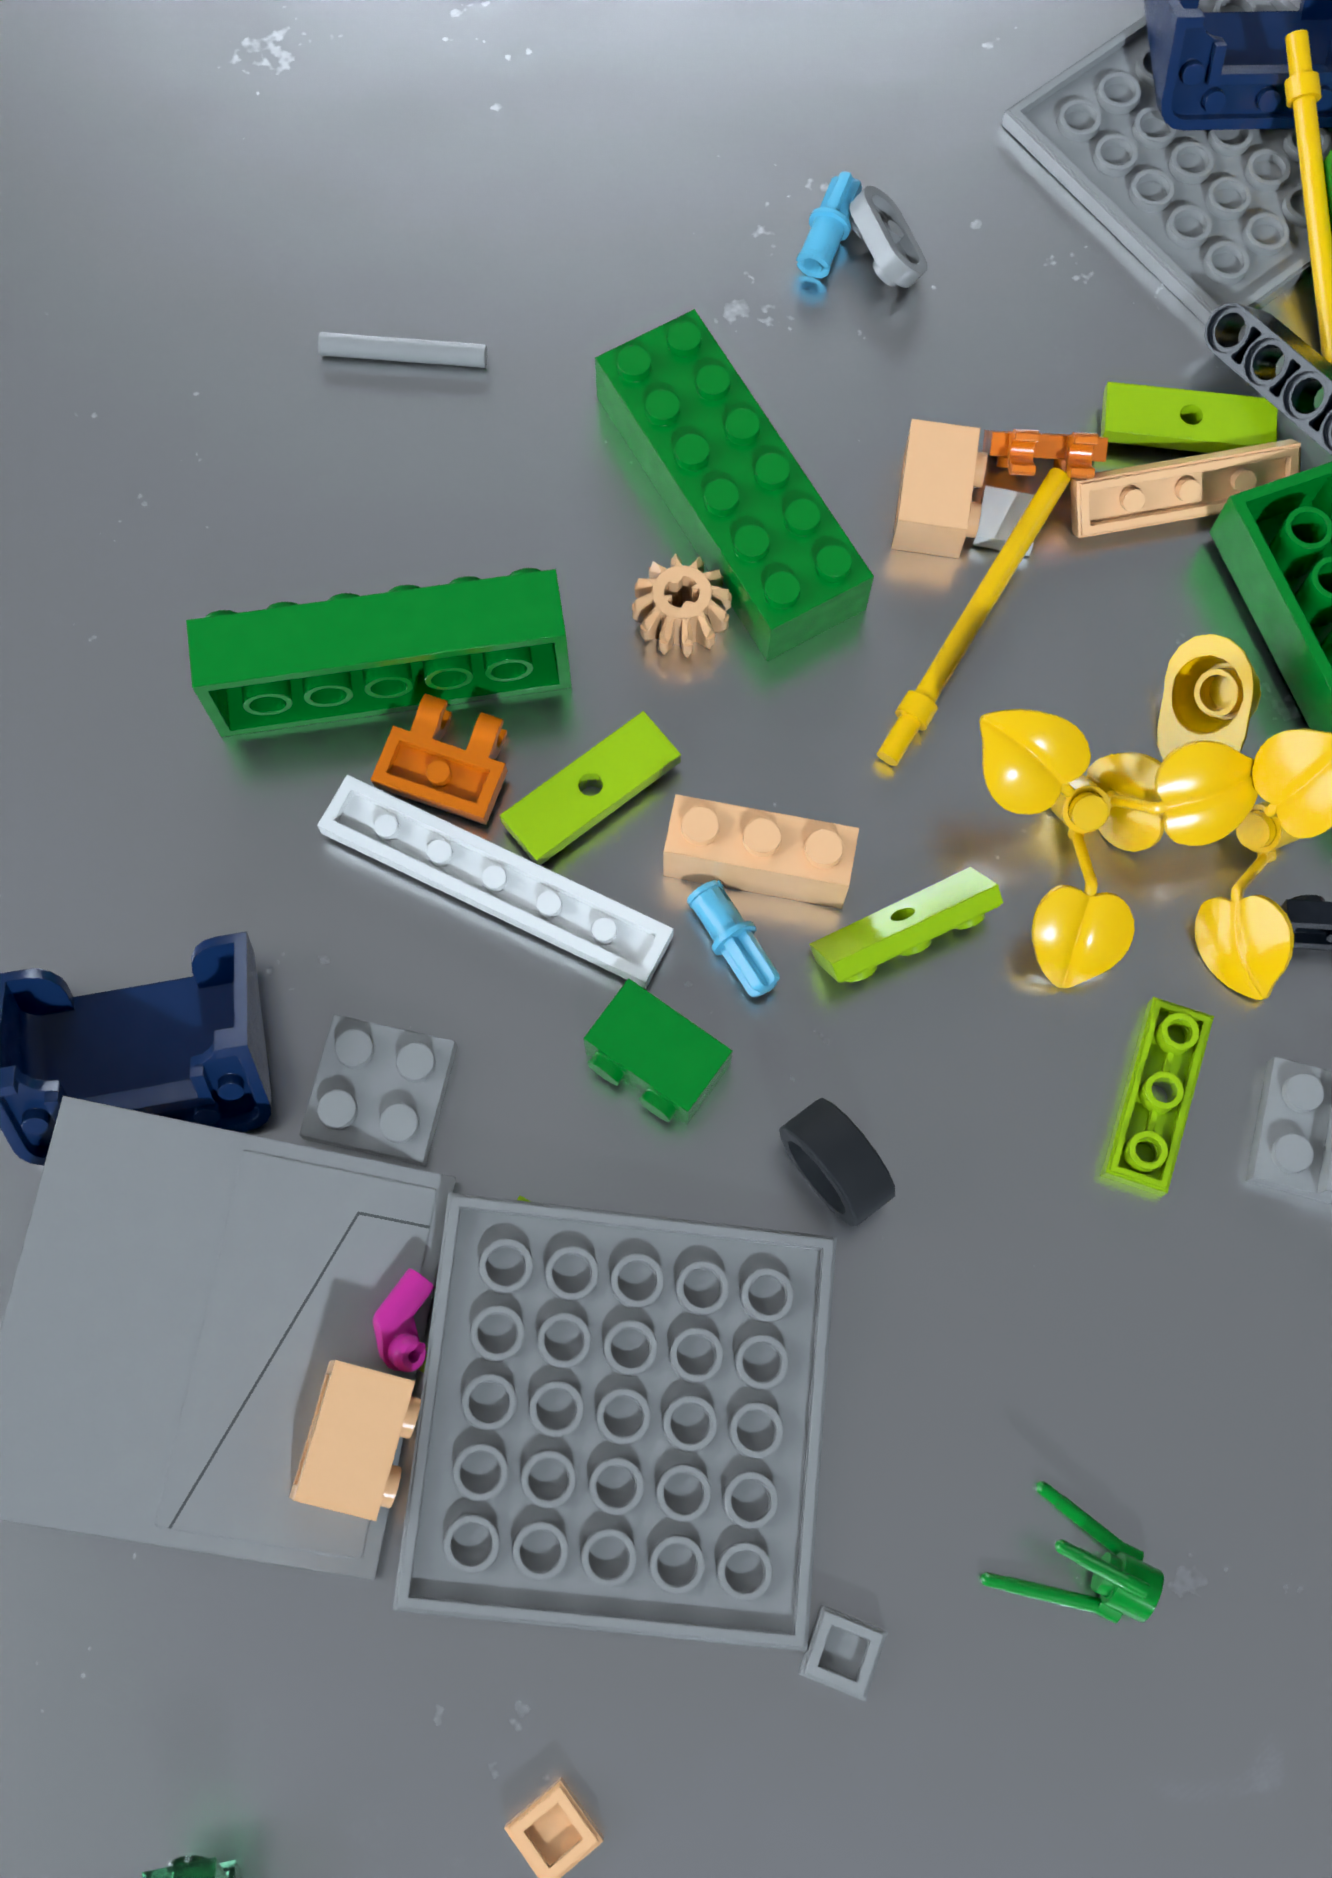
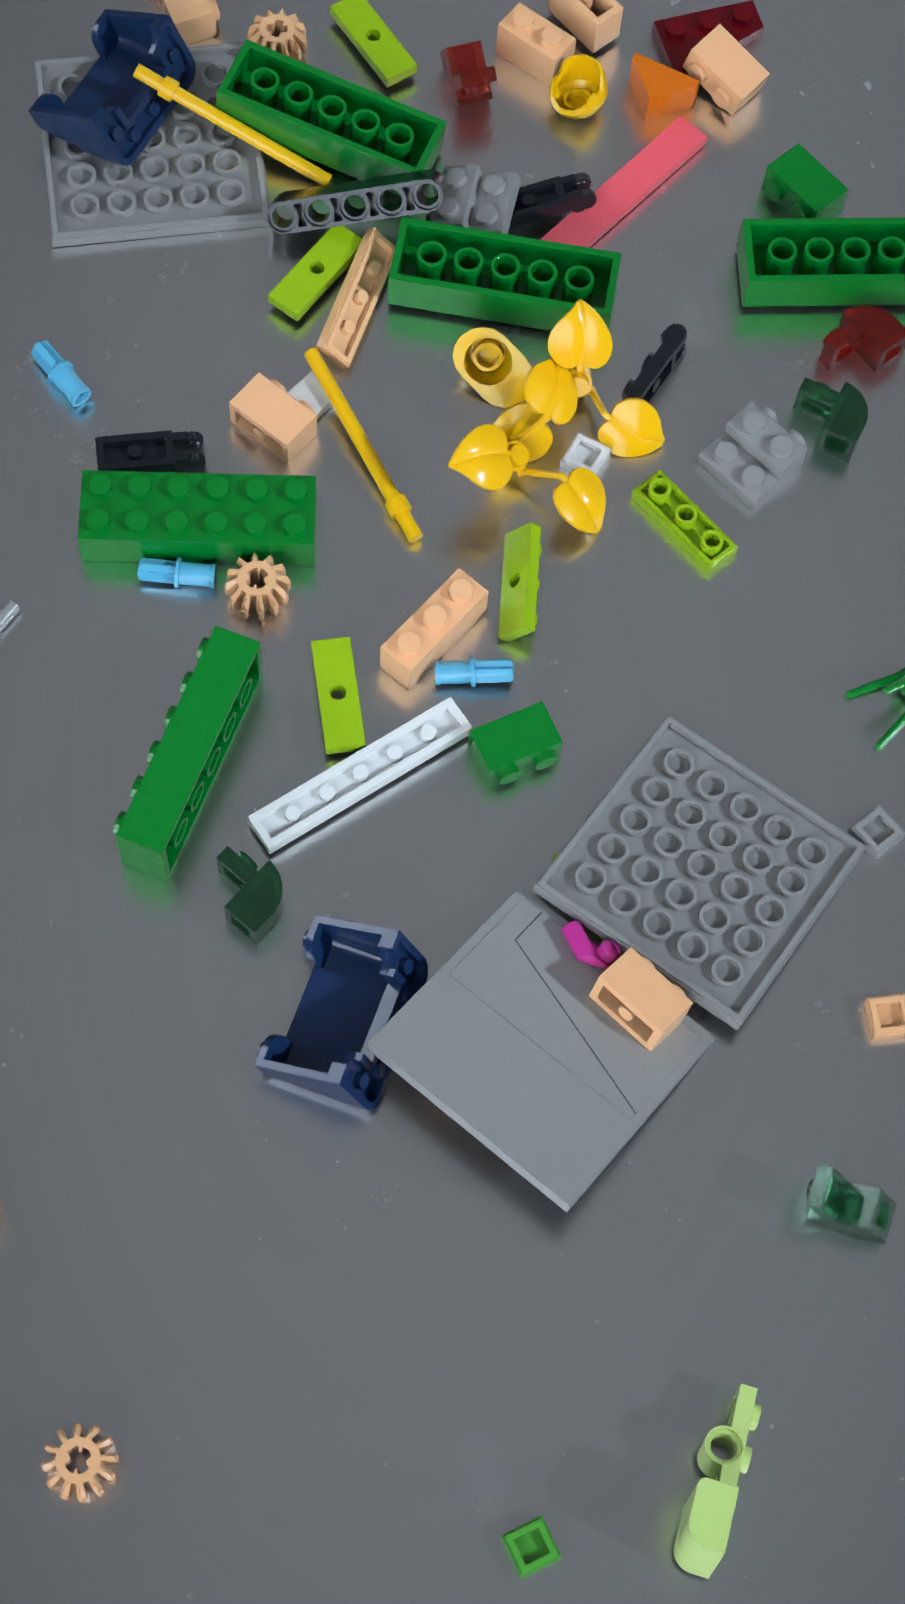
camera: 65 degrees left, 5 degrees down
(246, 855) = (260, 899): none -> clear green brick
(379, 1090) = (444, 901): light grey plate -> none
(441, 774) = (275, 770): orange plate -> none
(644, 506) = (177, 572): none -> medium azure axle
(786, 379) = (150, 452): none -> black hinge
(837, 1161) = (632, 685): black tyre -> none
(888, 238) = (107, 350): light grey plate -> none
(1070, 451) = (293, 341): orange plate -> none
(1162, 907) = (585, 454): none -> white tile

